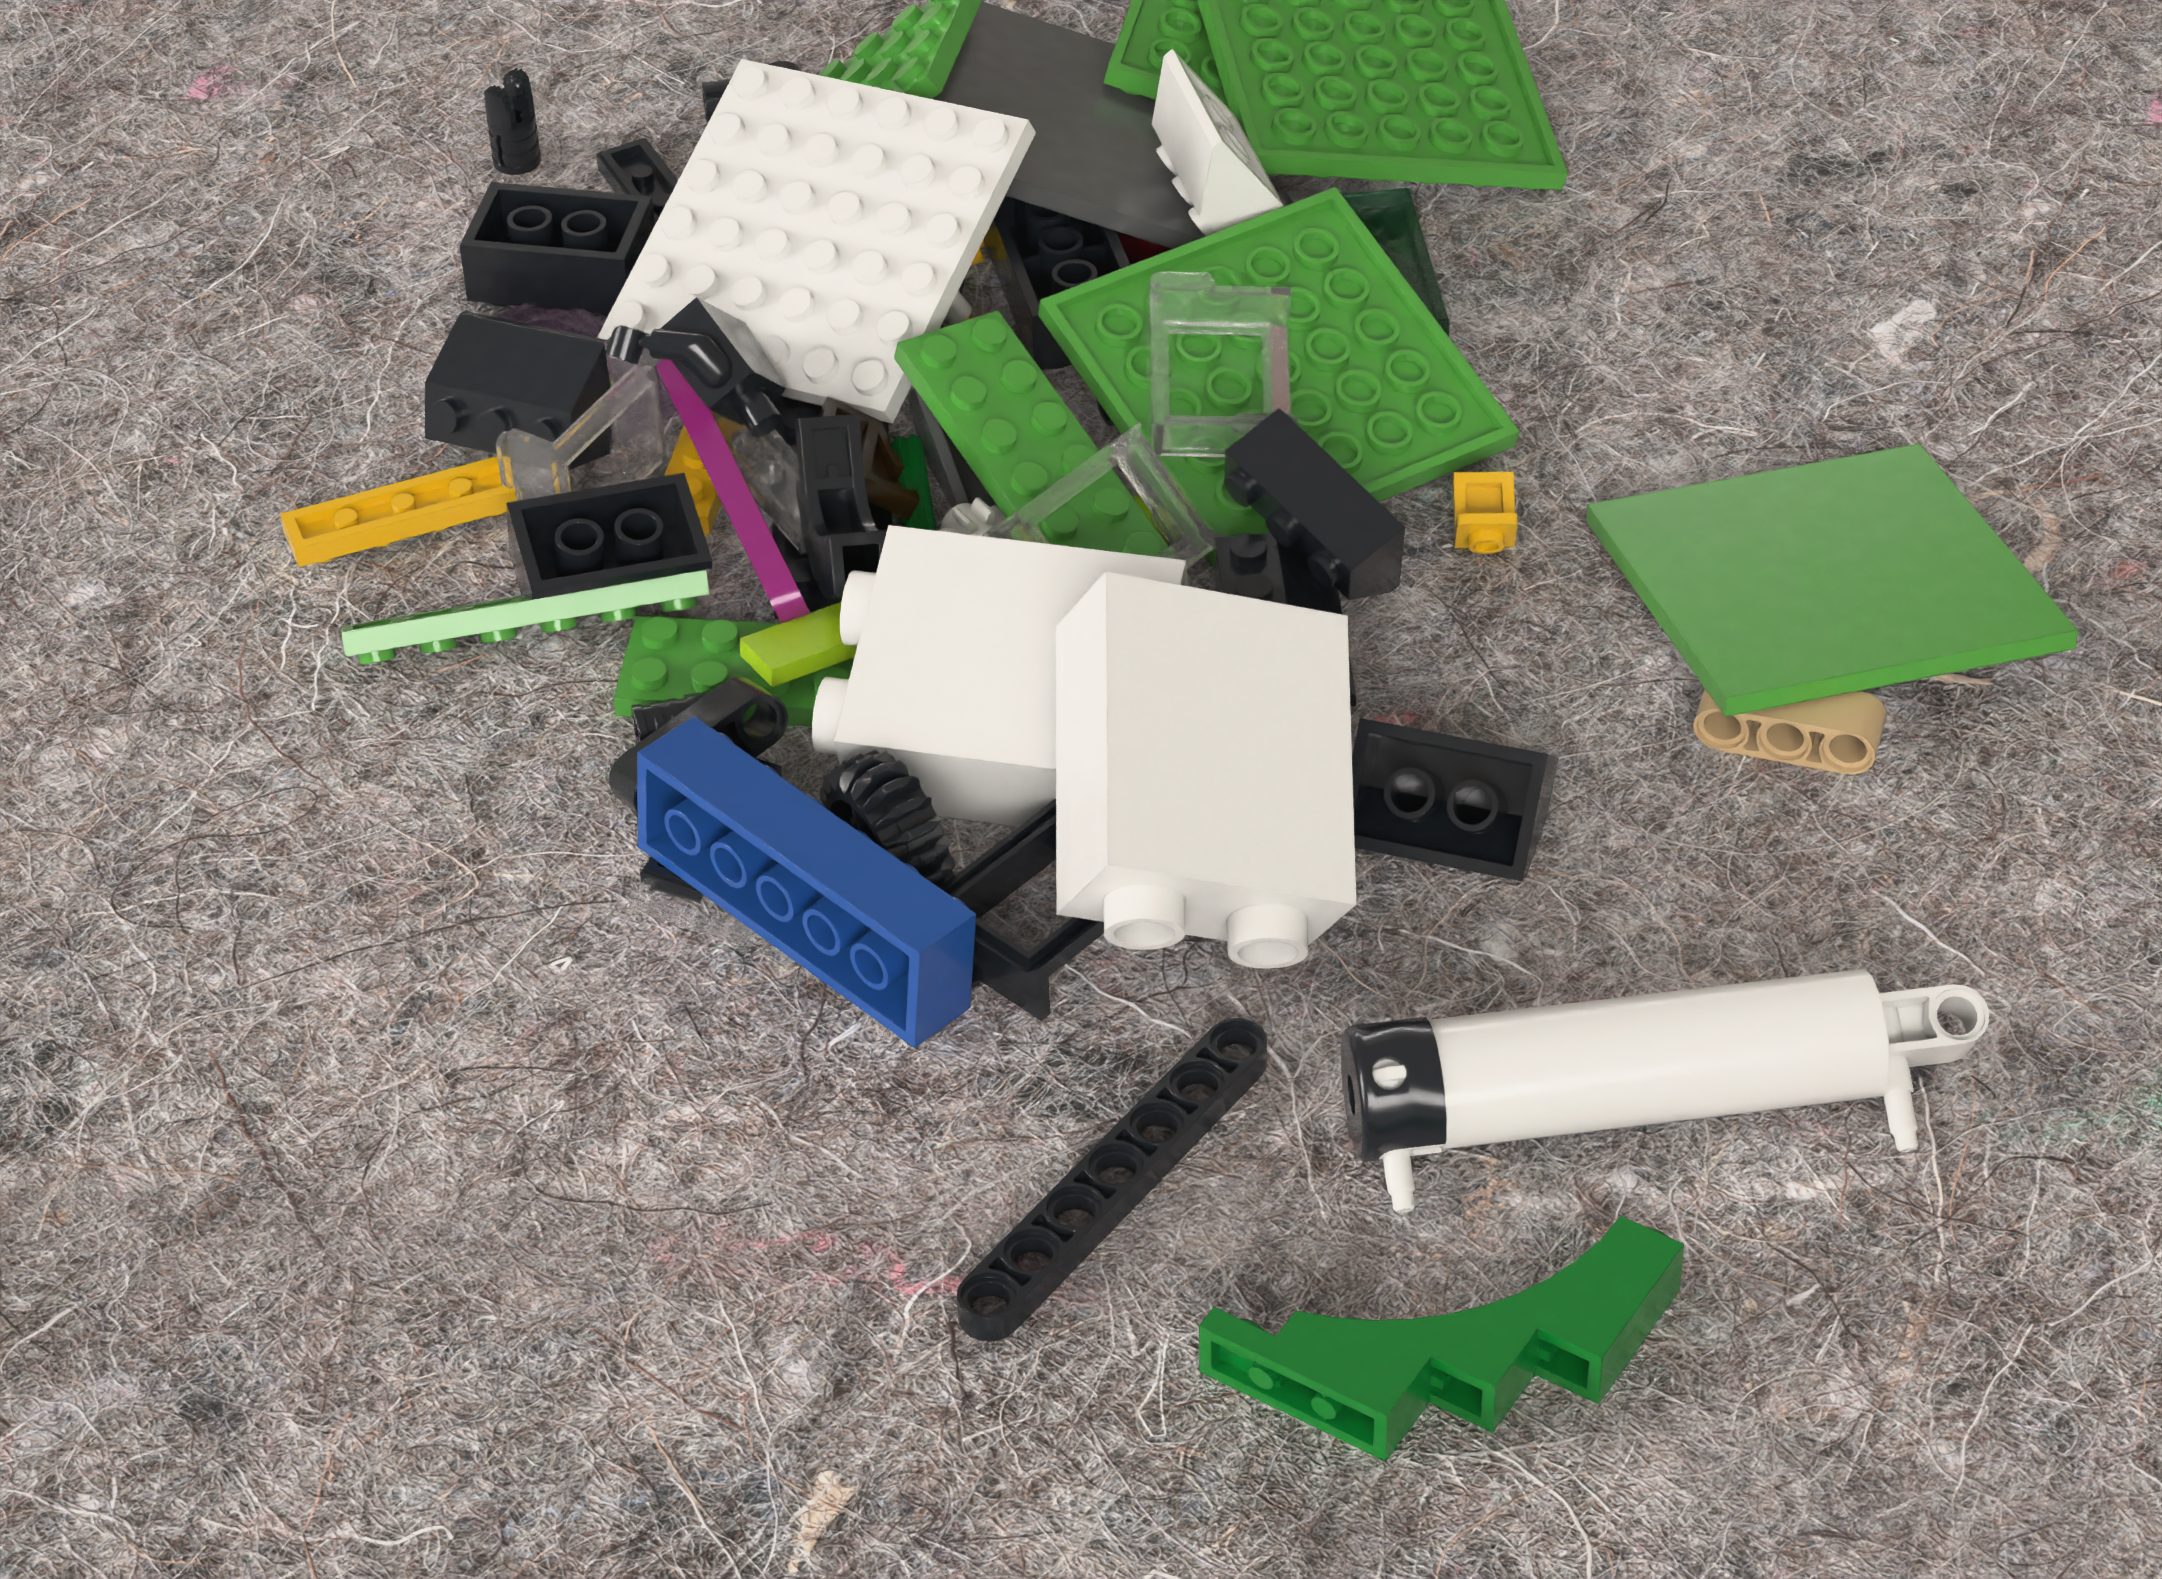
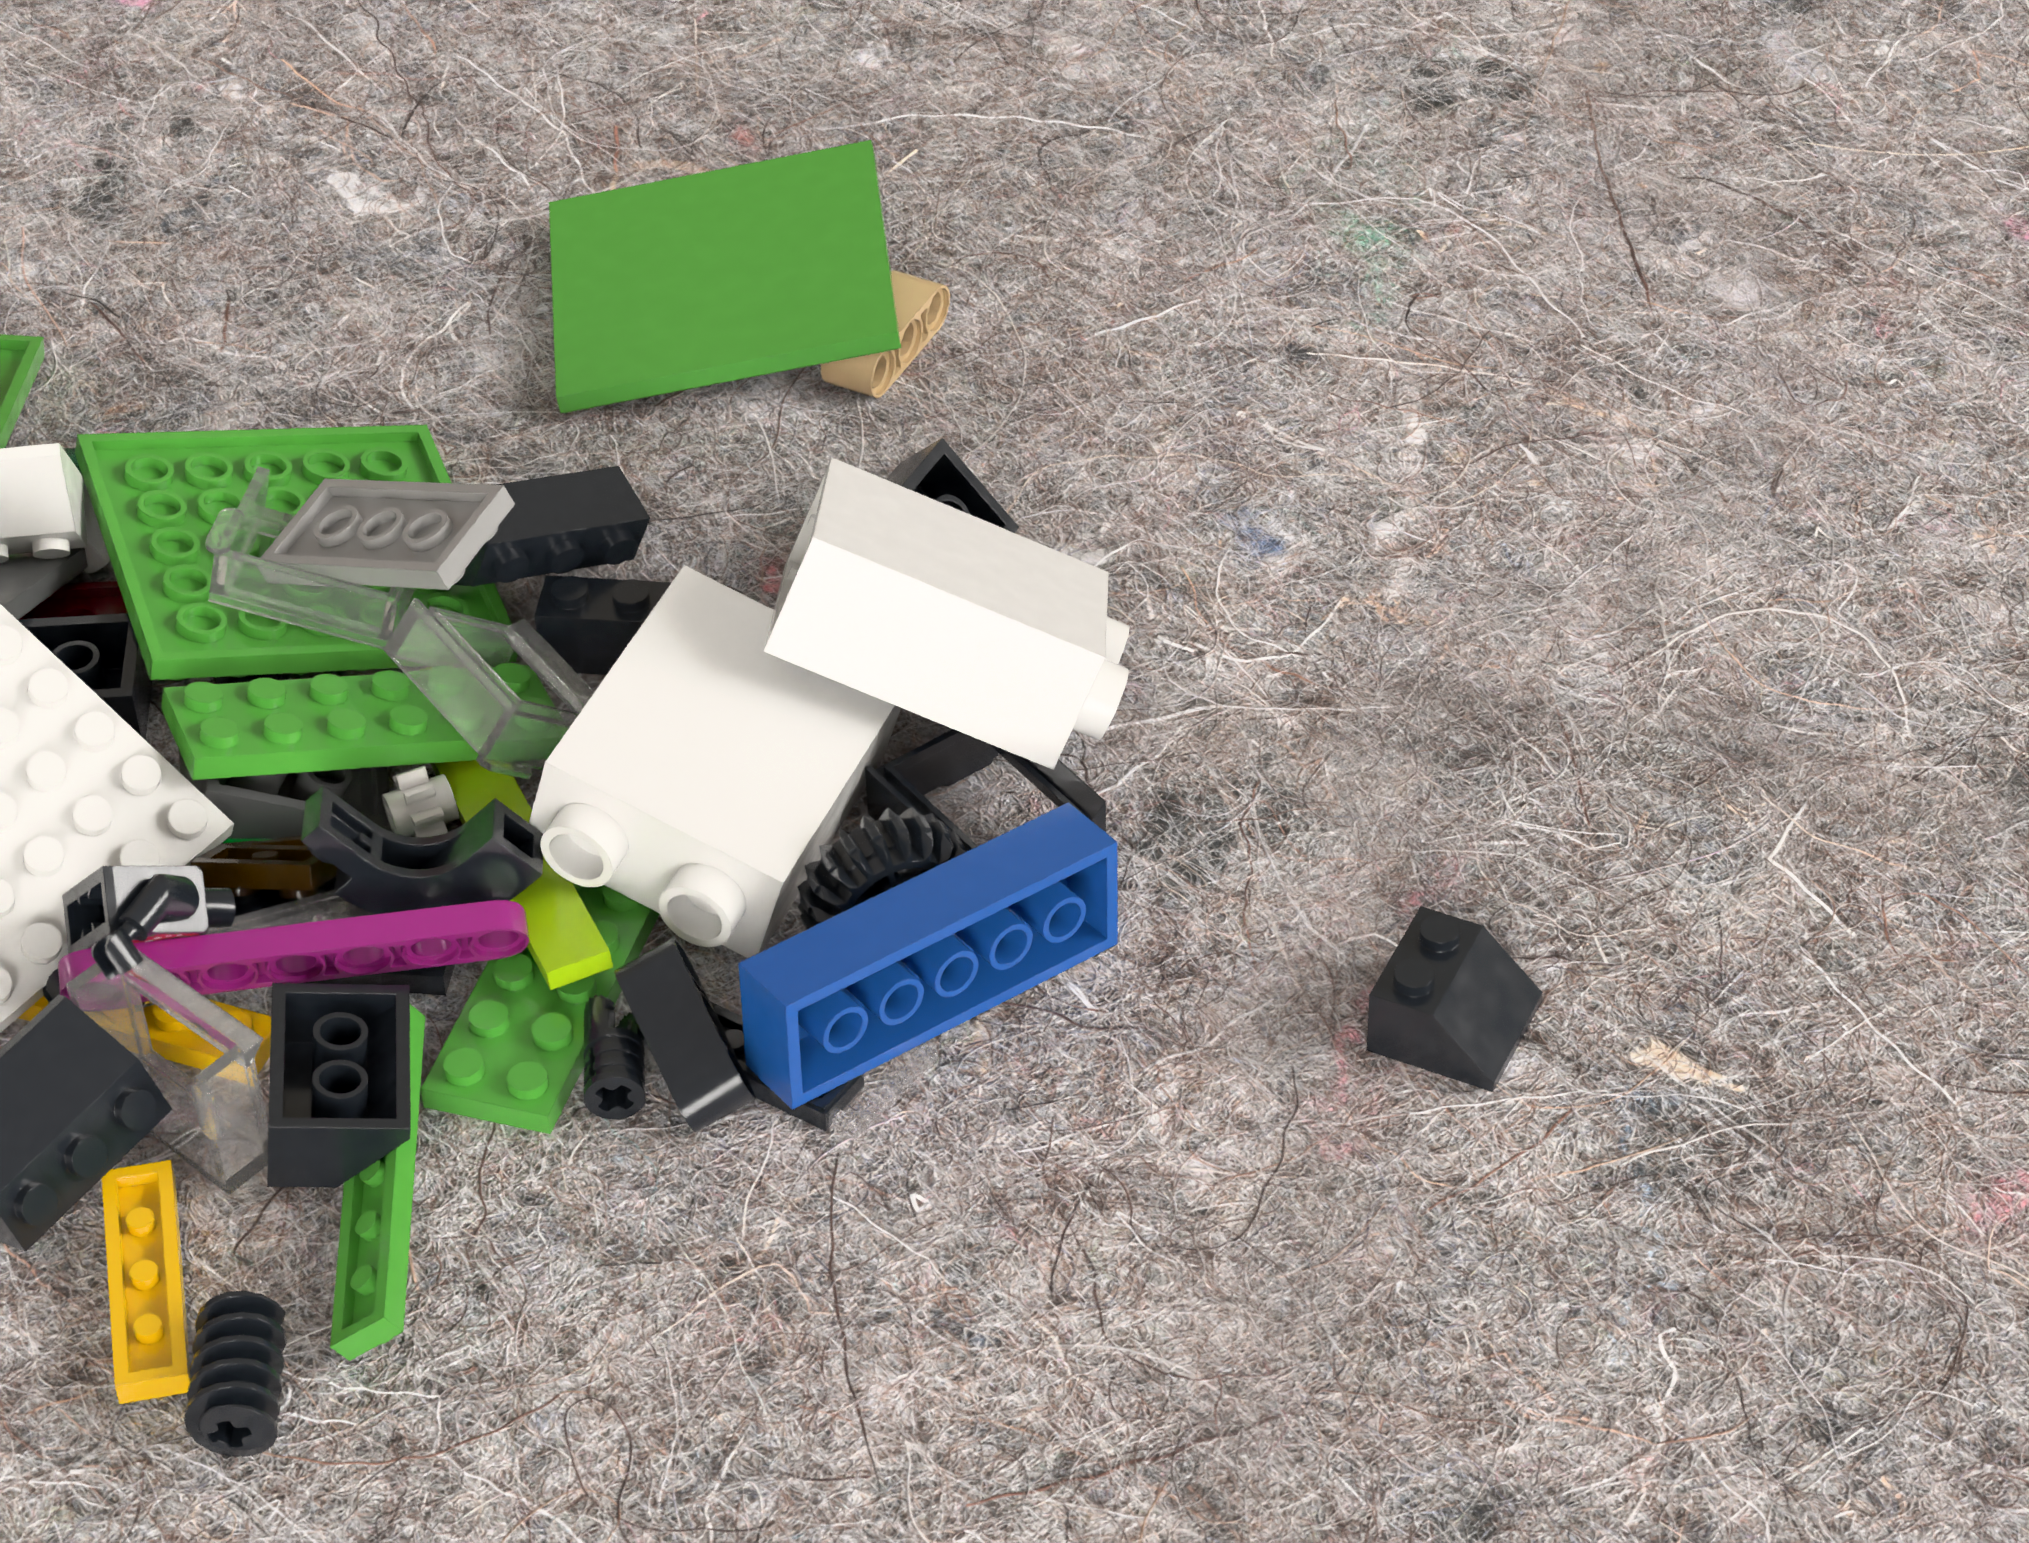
camera: 80 degrees left, 0 degrees up
(291, 575) = (236, 1374): none -> black piece
(846, 1295) = (1451, 1001): none -> black slope
(1106, 1201) = (1314, 796): black beam -> none
(1220, 387) = (392, 531): none -> light grey plate
(1378, 1376) = (1578, 575): green arch -> none
(1484, 511) = (525, 458): yellow bracket -> none
(1643, 1063) = (1302, 481): white piece -> none

